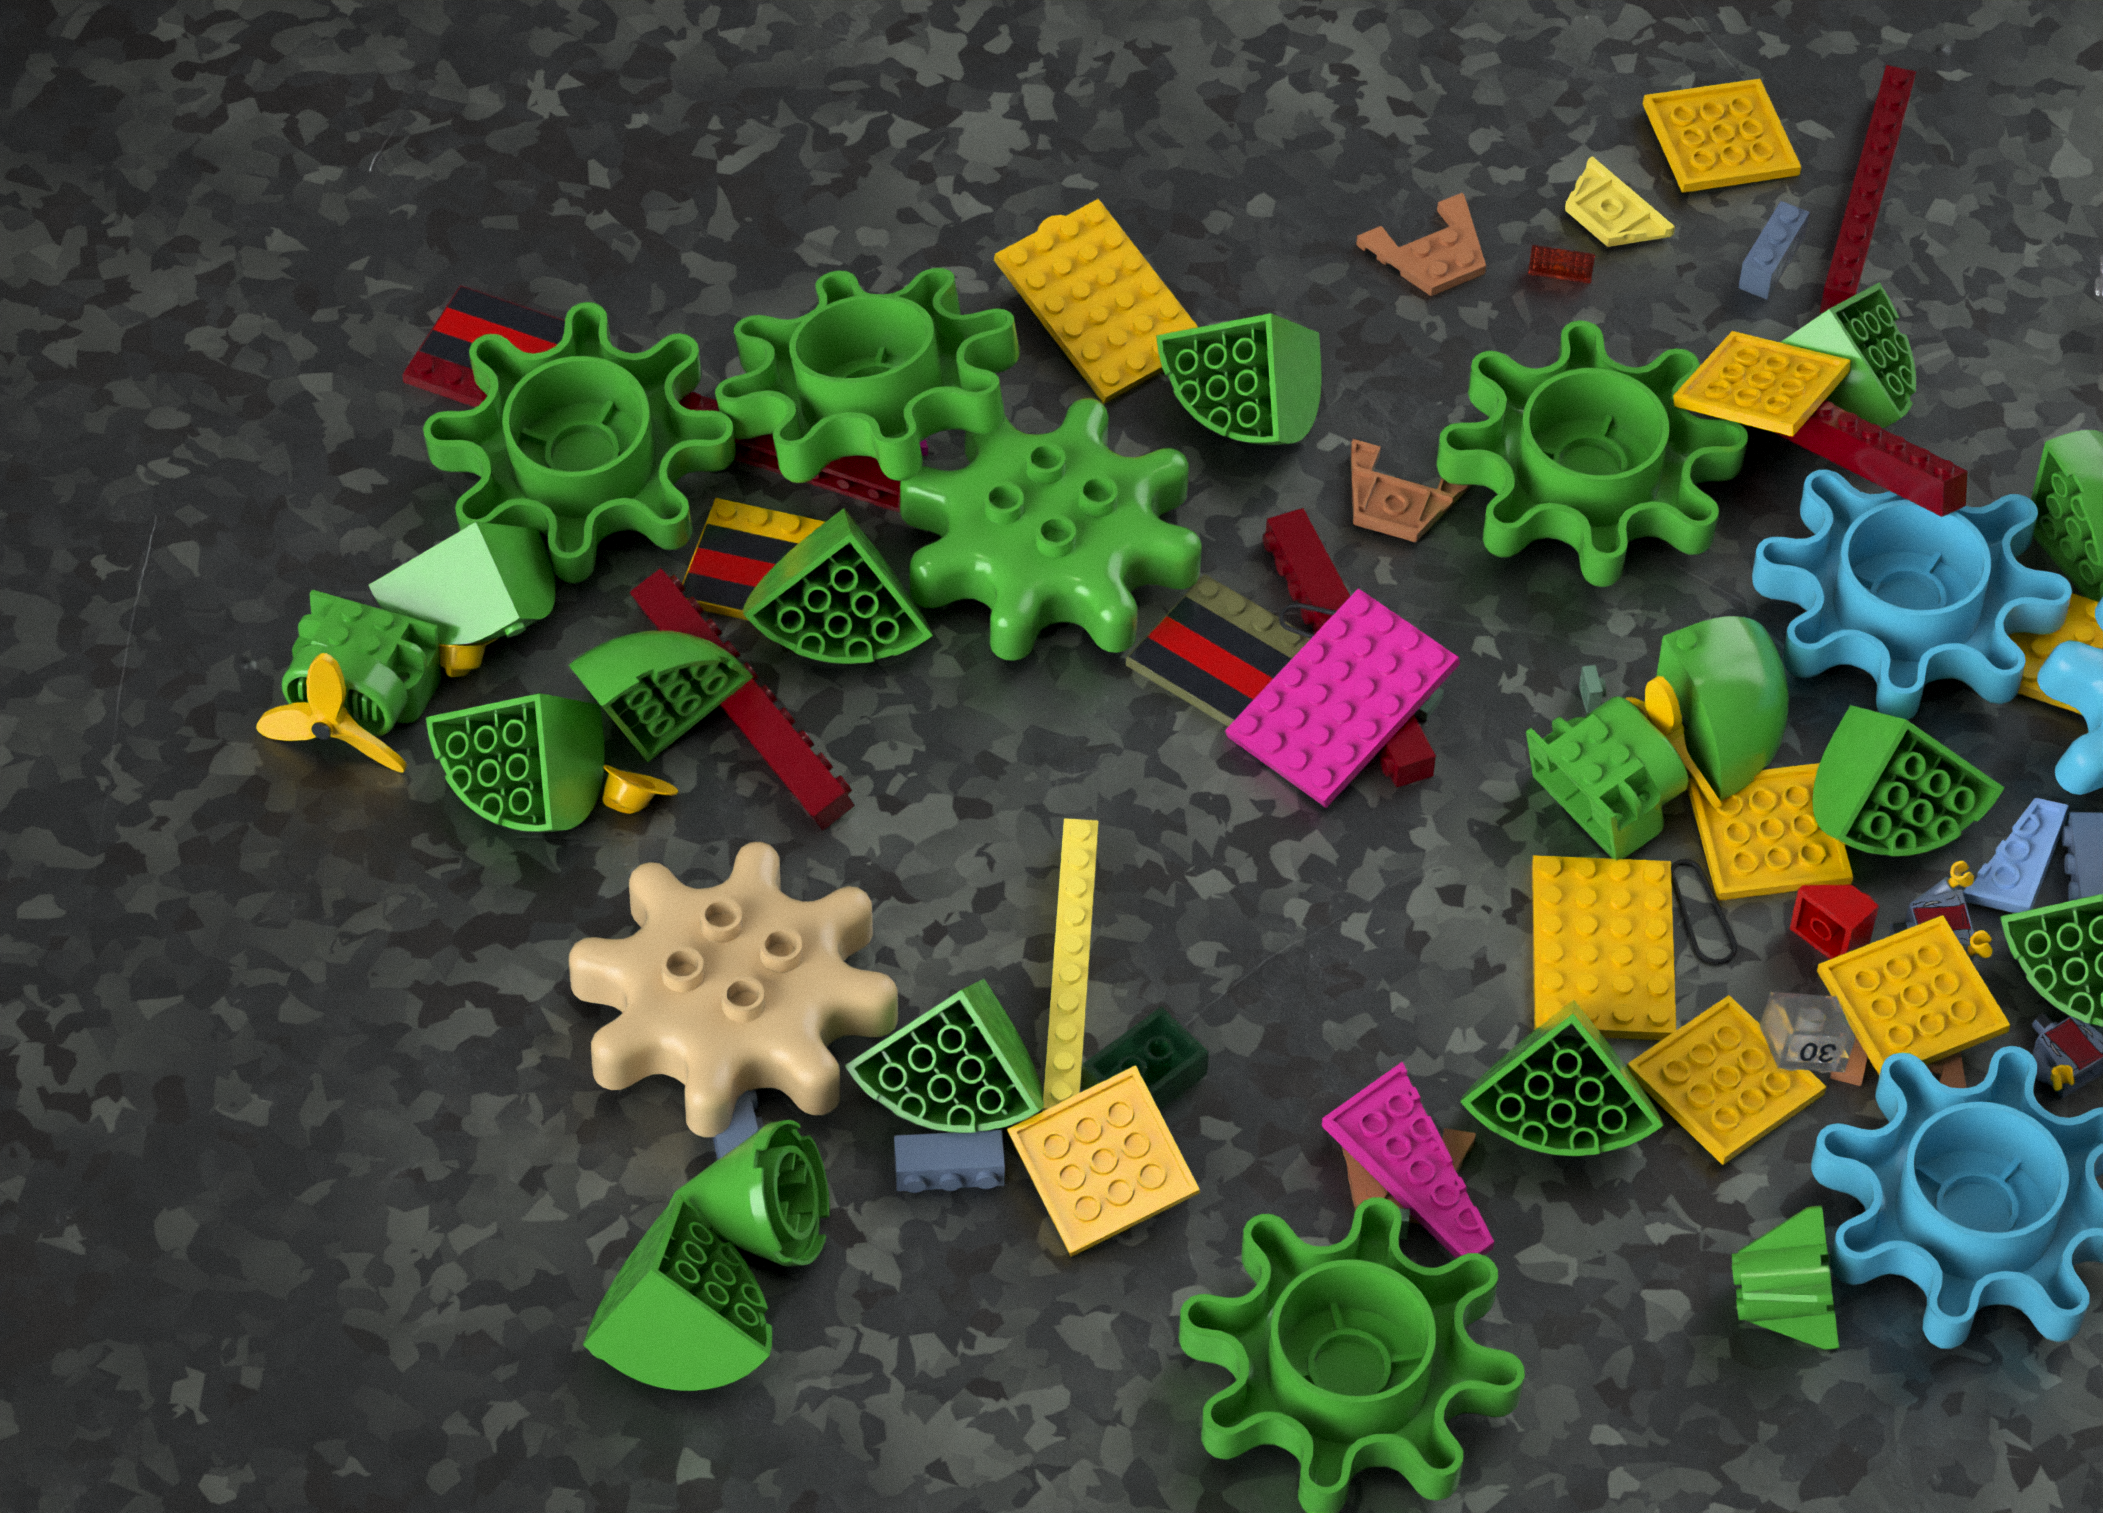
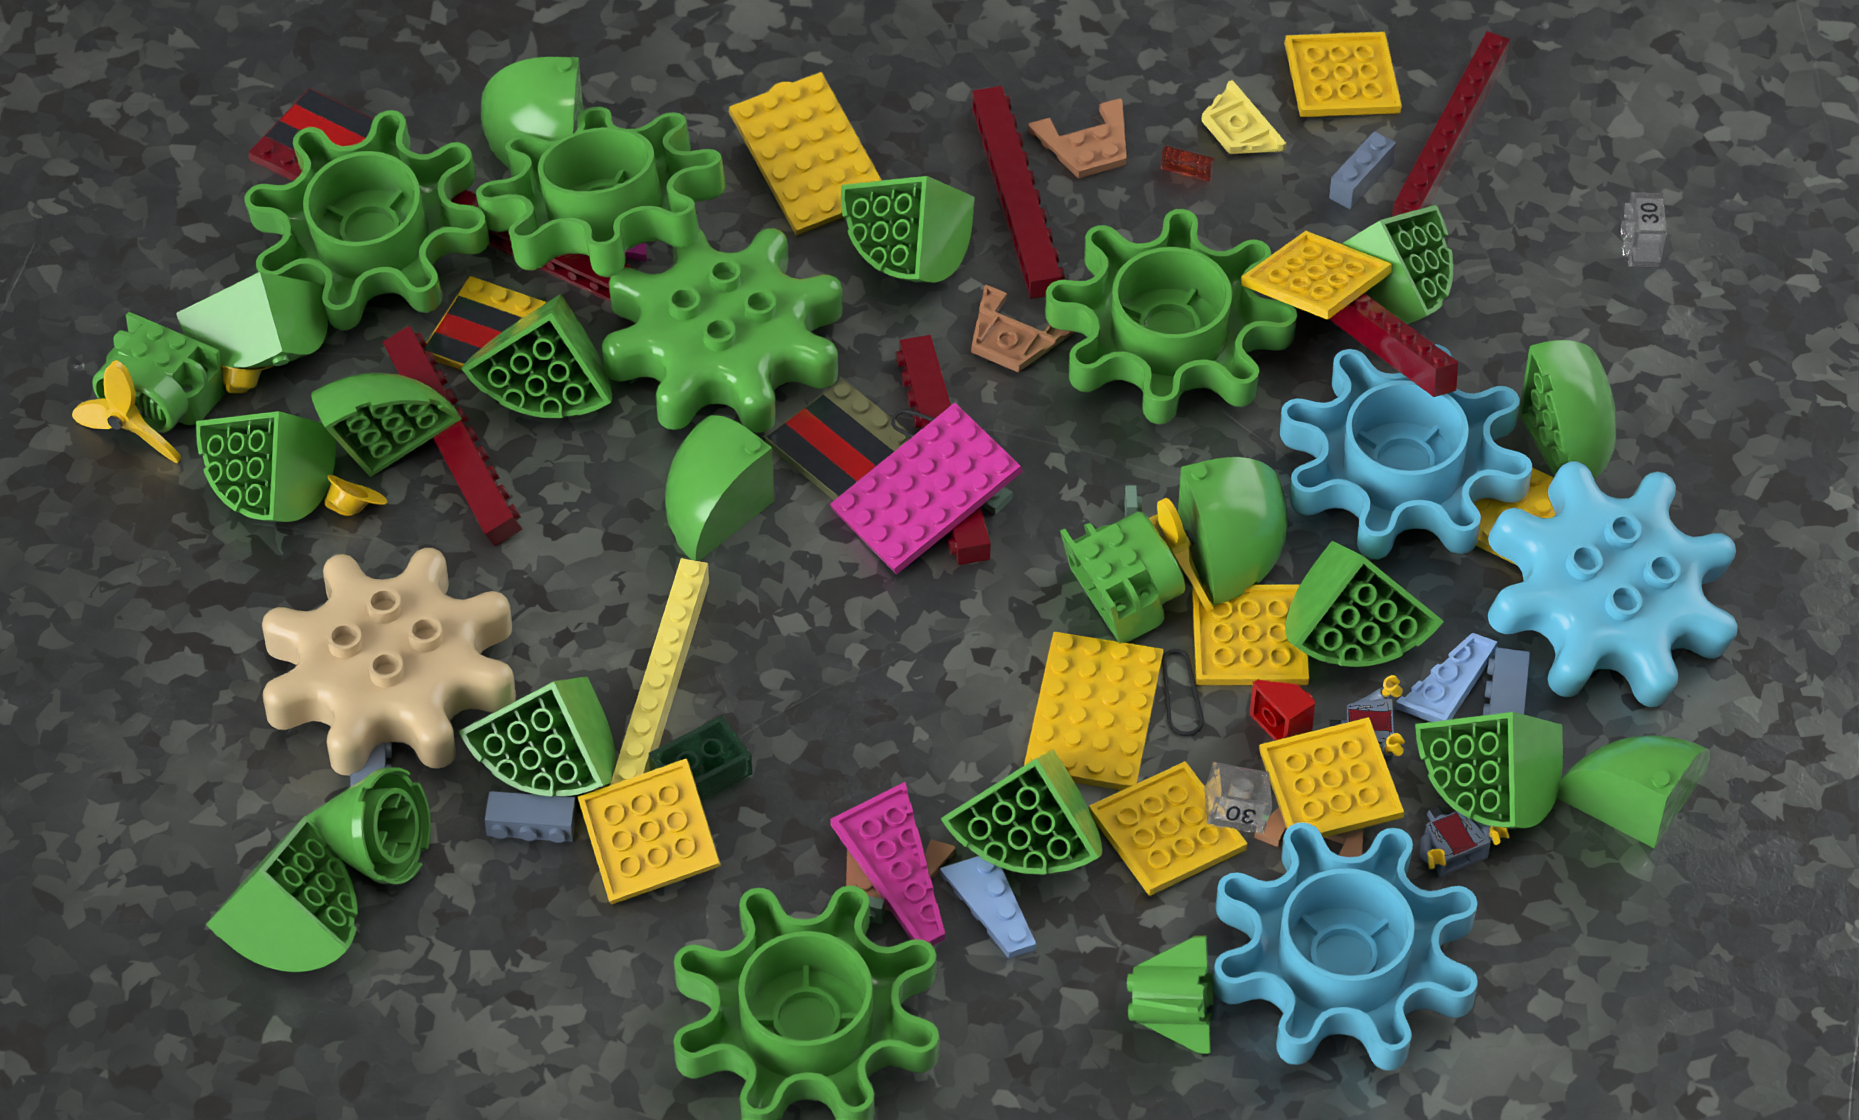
camera: 10 degrees right, 0 degrees up
(747, 272) = (532, 99): none -> bright green brick
(1084, 720) = (717, 484): none -> bright green brick
(1363, 321) = (1016, 190): none -> dark red brick
(1535, 1196) = (991, 902): none -> light blue wing

